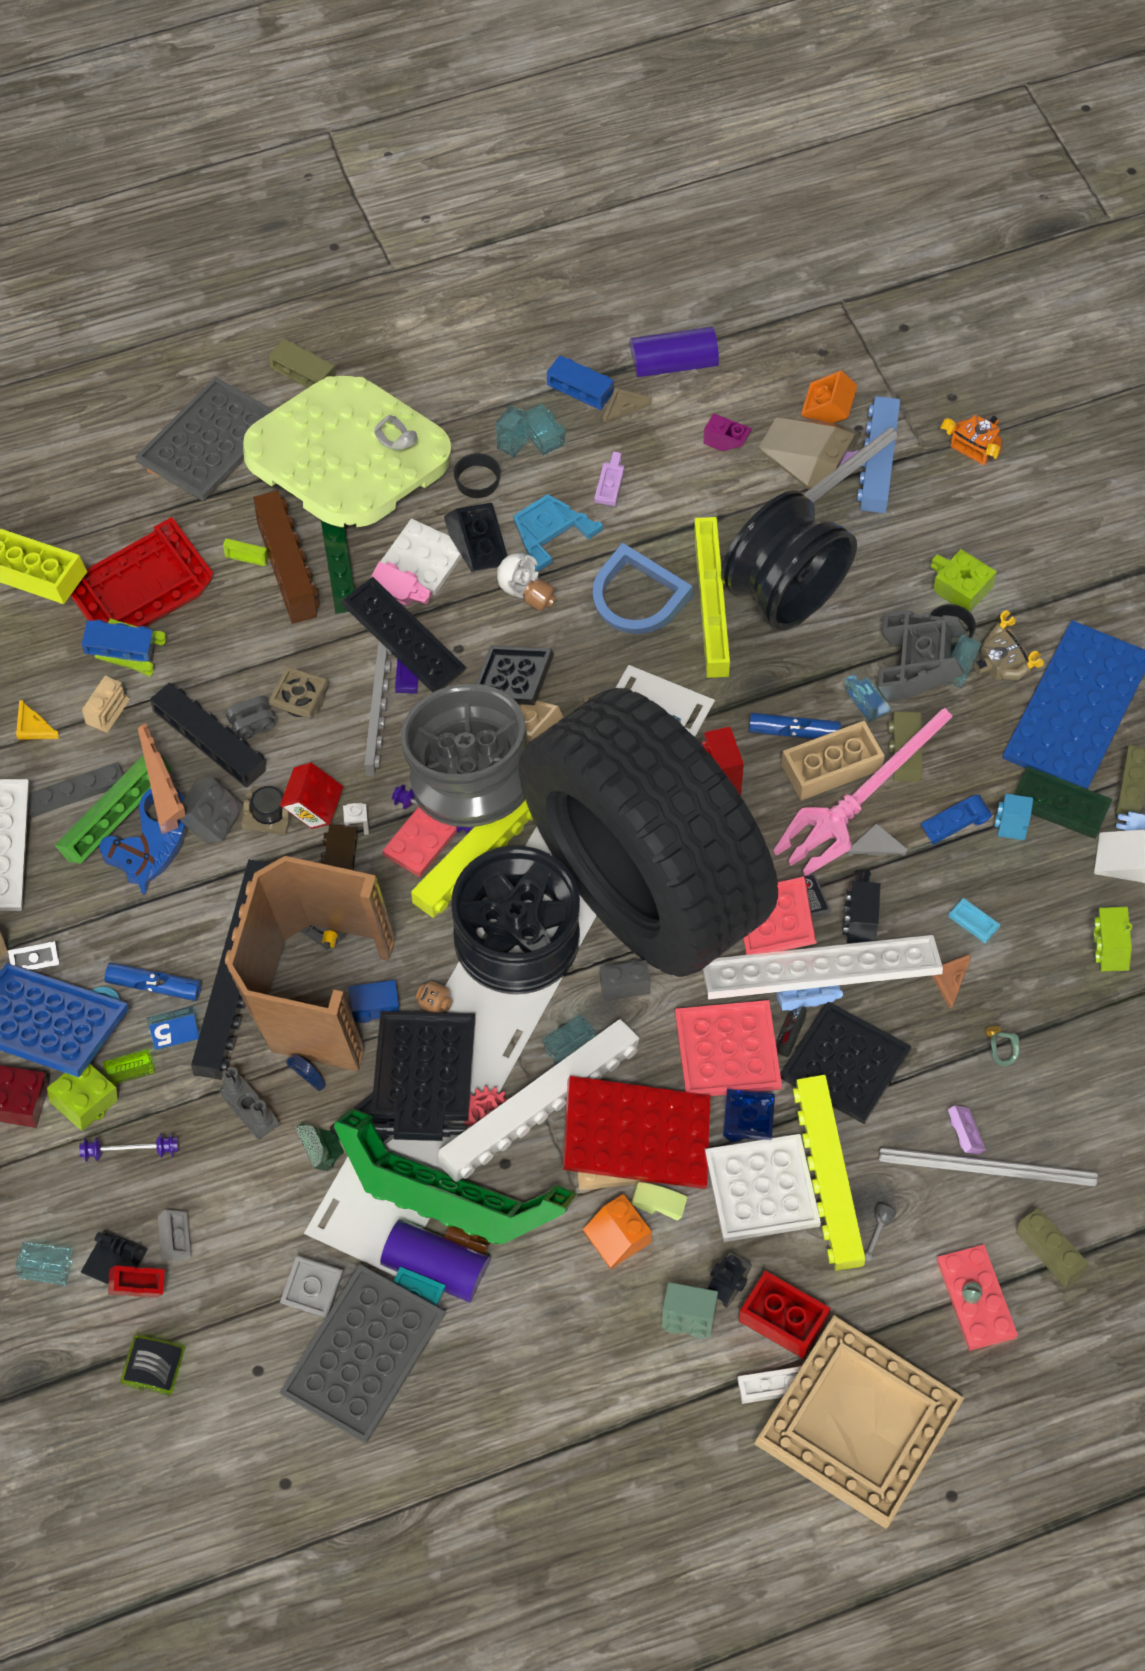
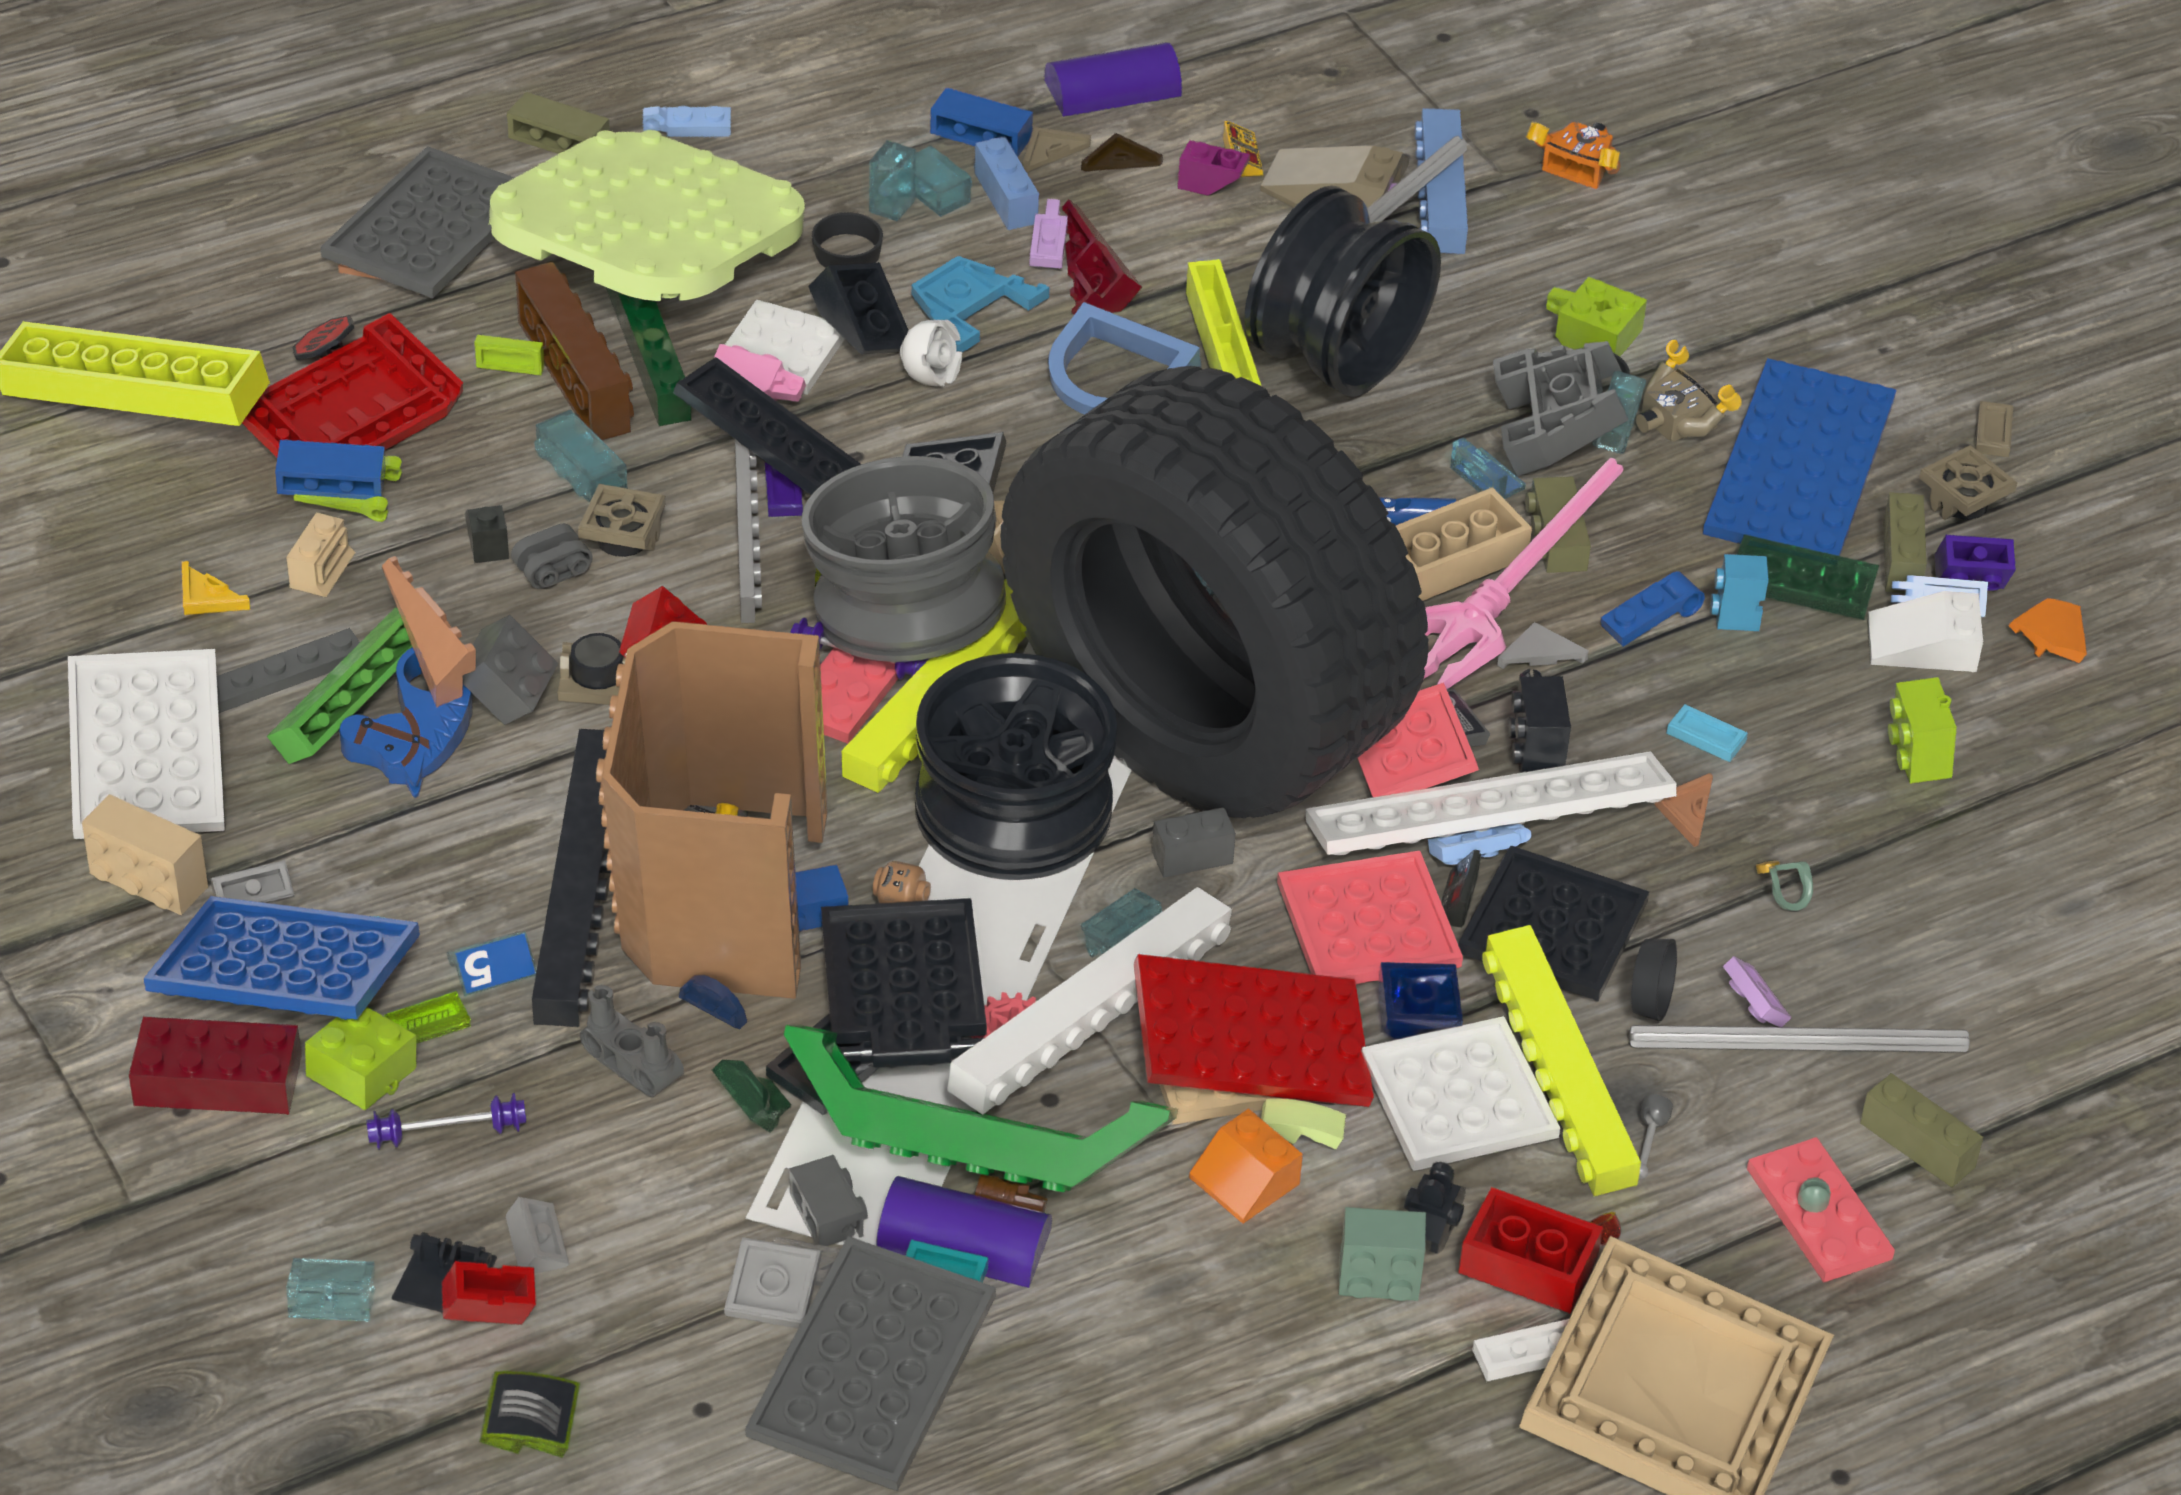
camera: 10 degrees left, 15 degrees down
(129, 529) = (323, 337): none -> piece
(147, 980) = (456, 902): blue piece -> none
(208, 735) = (487, 582): black brick -> none
(213, 693) = (487, 533): none -> pearl dark grey slope
(279, 639) = (579, 454): none -> clear light blue brick
(353, 1232) = (827, 1200): none -> dark grey hinge
(389, 365) = (689, 121): none -> light blue hinge
(406, 440) = (735, 186): light grey piece -> none
(539, 594) = (969, 376): medium nougat head -> none
(588, 435) = (1006, 183): none -> medium blue brick
(639, 516) = (1095, 268): none -> dark red wedge
(669, 413) = (1120, 153): none -> dark brown tile
(751, 415) = (1243, 141): none -> slope
(830, 398) = (1355, 117): orange slope -> none
(836, 1299) = (1610, 1225): none -> clear red hinge
(900, 1117) = (1654, 978): none -> black tyre

